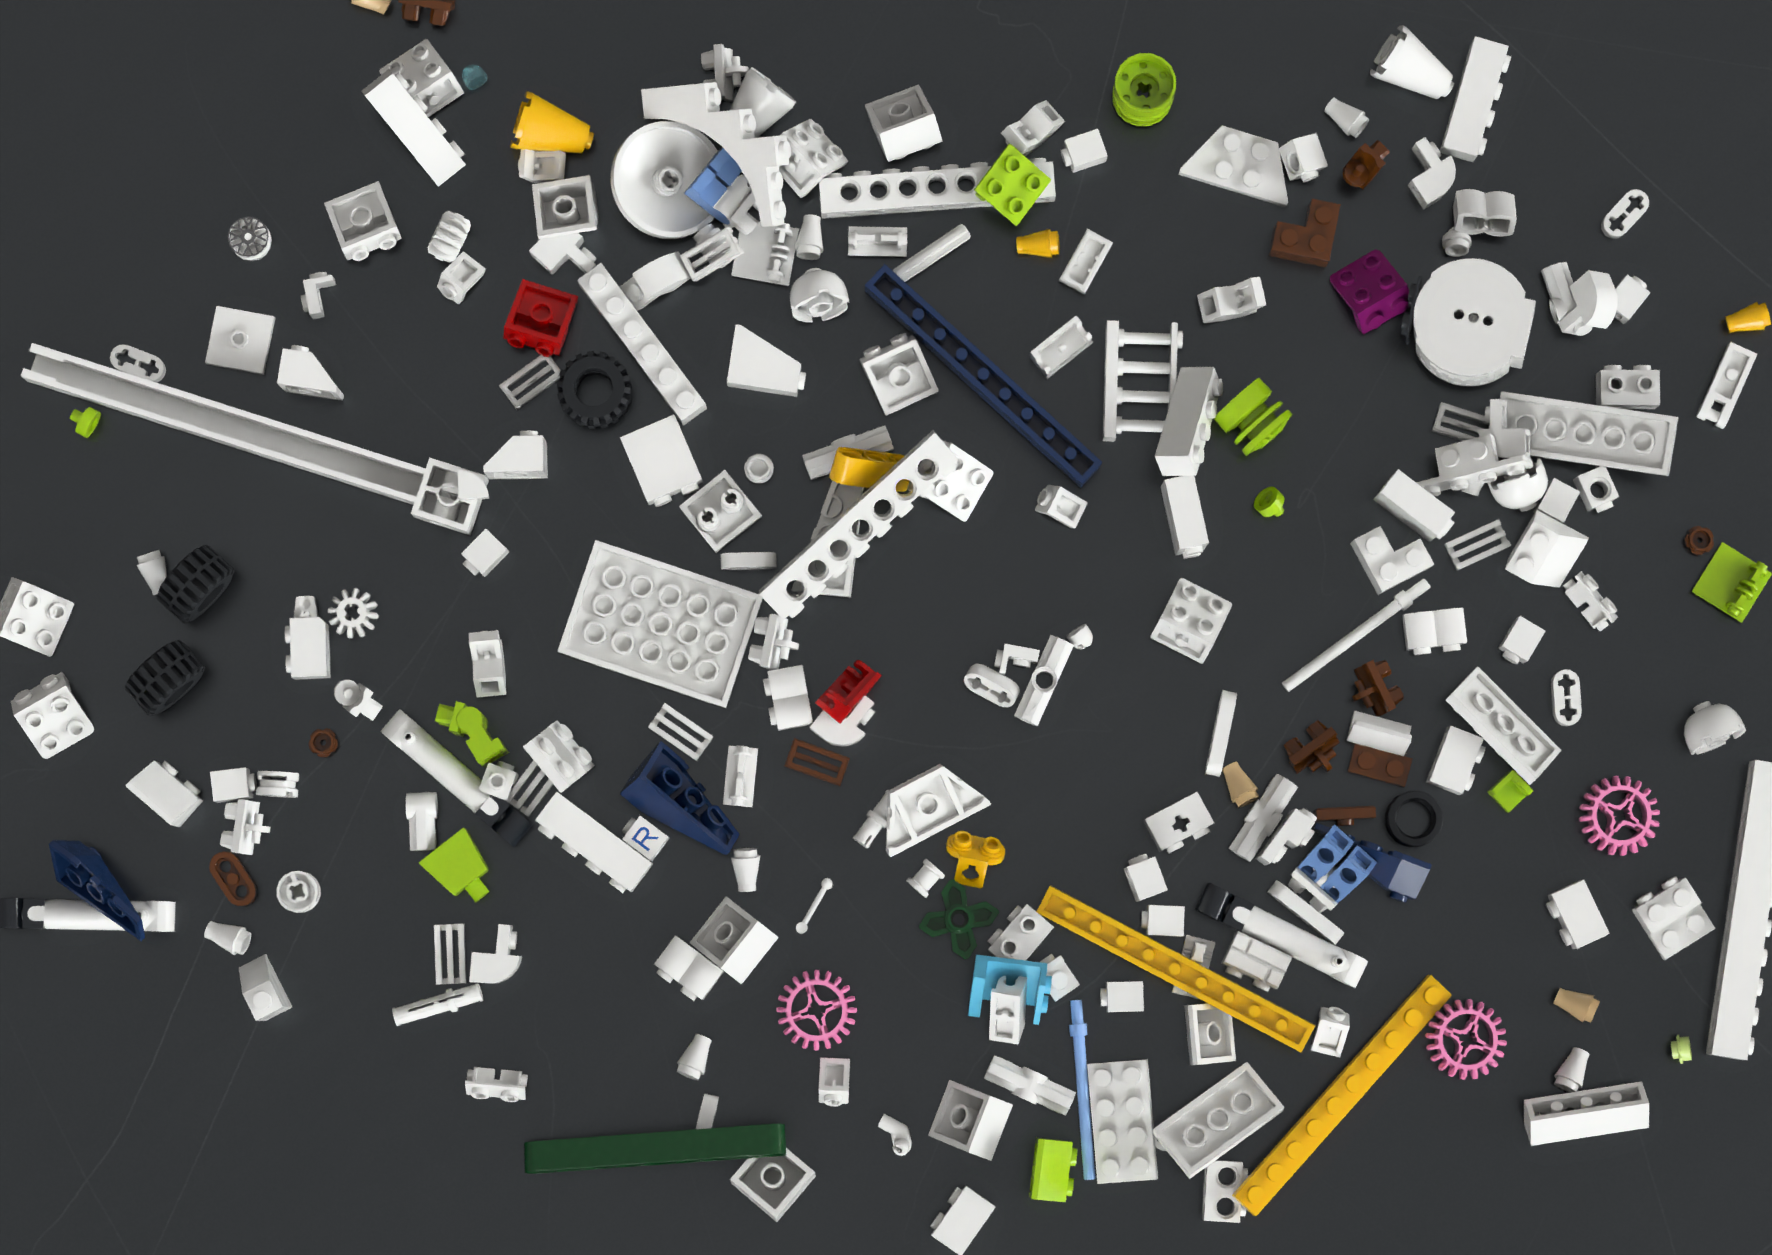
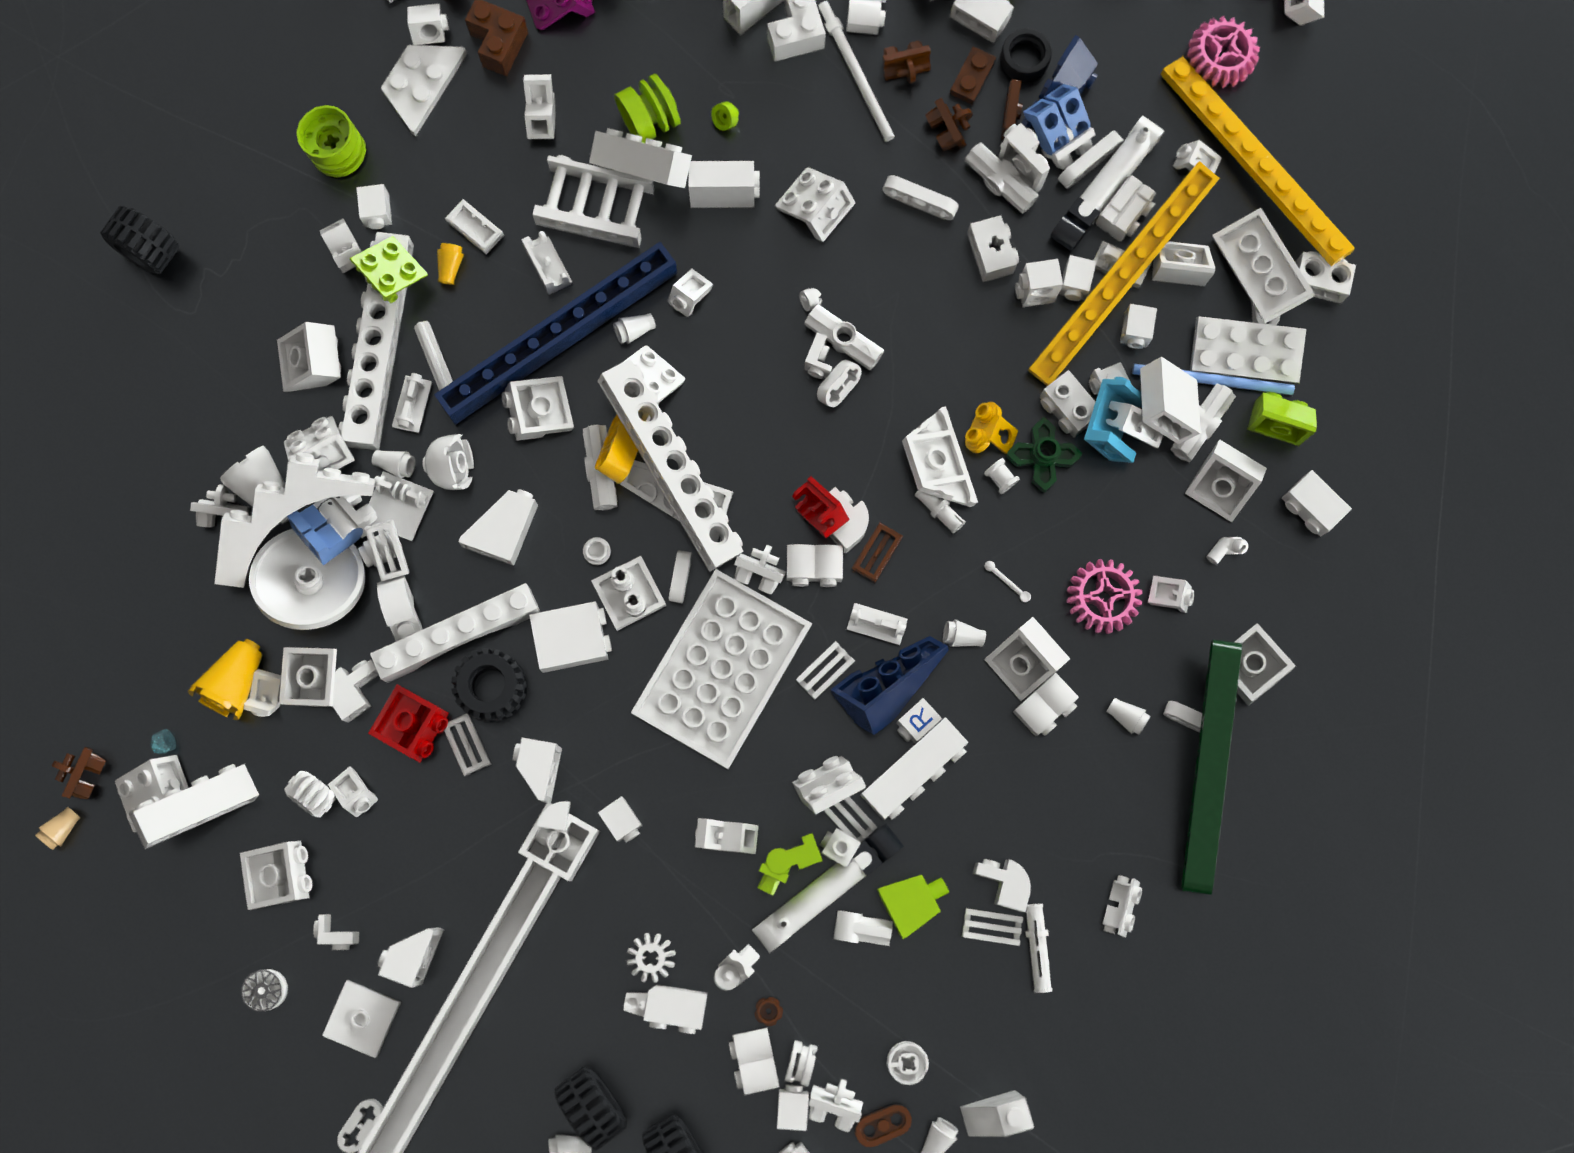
camera: 80 degrees left, 5 degrees down
(271, 738) = (755, 1061): none -> white brick
(1008, 454) = (631, 328): none -> white cone
(1039, 1040) = (1170, 400): none -> white brick
(1240, 786) = (970, 191): tan cone -> none
(1379, 733) = (946, 66): white panel -> none

